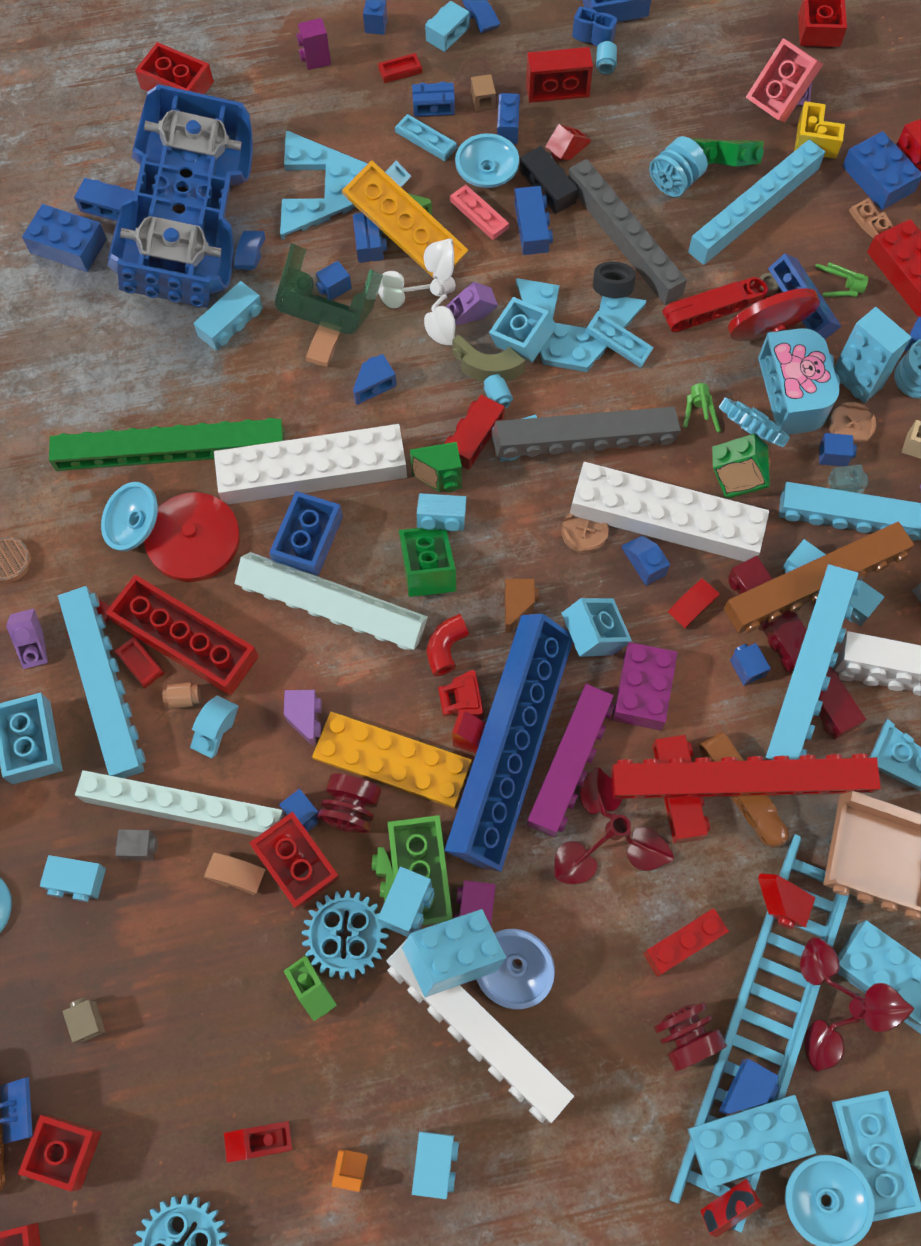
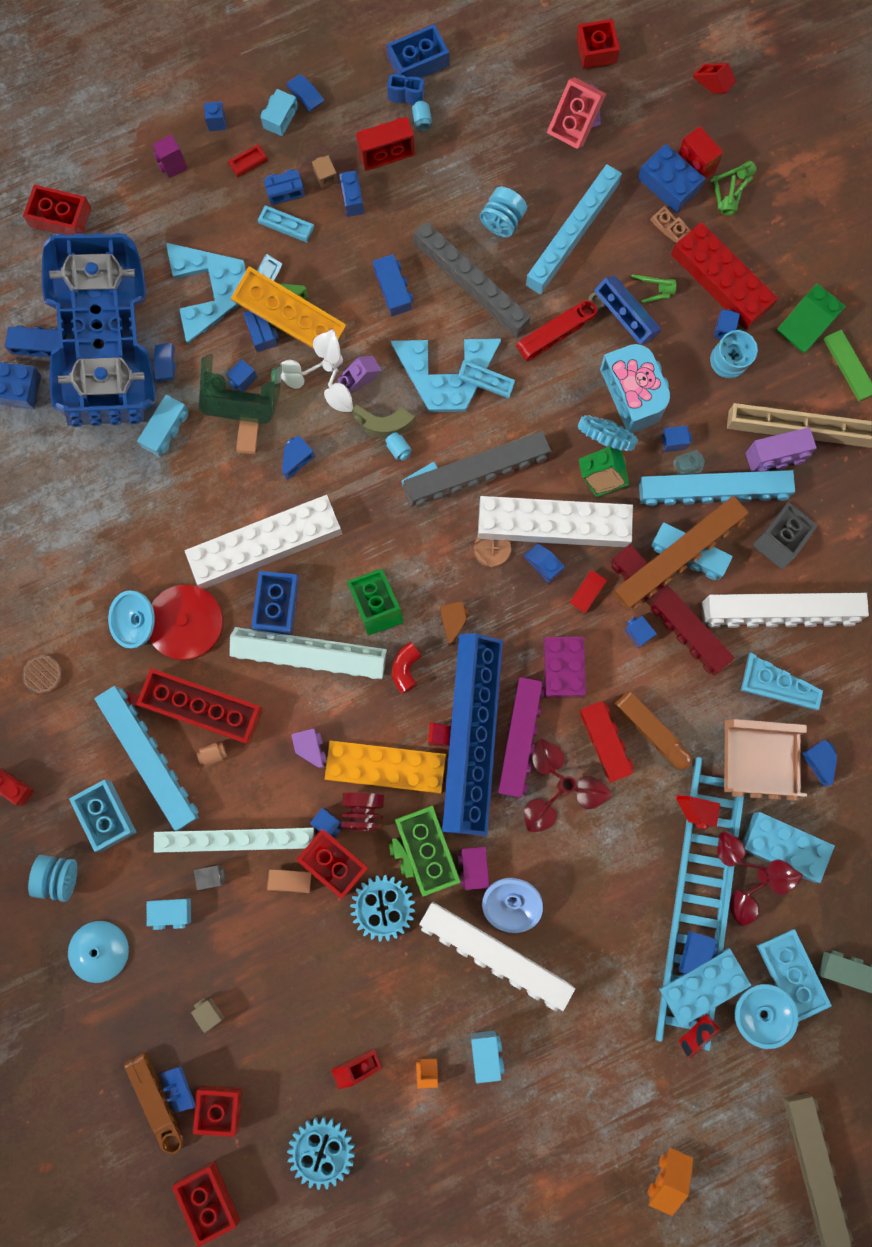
camera: 10 degrees left, 10 degrees up
(27, 638) = (79, 735): medium lavender slope -> none
(139, 662) = (171, 734): red tile -> none
(158, 444) = (140, 550): green brick -> none
(211, 723) = (242, 772): medium azure brick -> none
(309, 988) = (366, 952): bright green slope -> none
(406, 902) = (424, 880): medium azure brick -> none
(438, 466) = (366, 524): green slope -> none
(441, 512) = (377, 560): medium azure brick -> none
(453, 952) = (467, 908): medium azure brick -> none
(466, 693) = (431, 706): red piece -> none
(476, 429) = (387, 485): red brick -> none
(479, 212) = (347, 286): coral plate -> none
(487, 160) = (343, 229): medium azure dish -> none
(523, 328) = (407, 389): medium azure brick -> none
(543, 171) = (398, 242): black brick -> none
(566, 142) = (406, 205): red slope -> none
(596, 627) = (518, 630): medium azure brick -> none
(614, 279) = (471, 336): black tyre -> none
(685, 942) = (632, 856): red brick -> none
(690, 1036) = (651, 928): dark red wheel -> none
(701, 398) = (561, 415): bright green plant -> none
(731, 151) = (543, 188): green arch -> none
(744, 778) = (653, 726): red brick -> none
(773, 314) = (607, 339): red dish -> none
(813, 663) = (687, 627): medium azure brick -> none
(823, 133) = (607, 152): yellow brick -> none
(853, 420) = (684, 410): nougat tile -> none
(871, 354) = (689, 357): medium azure brick -> none

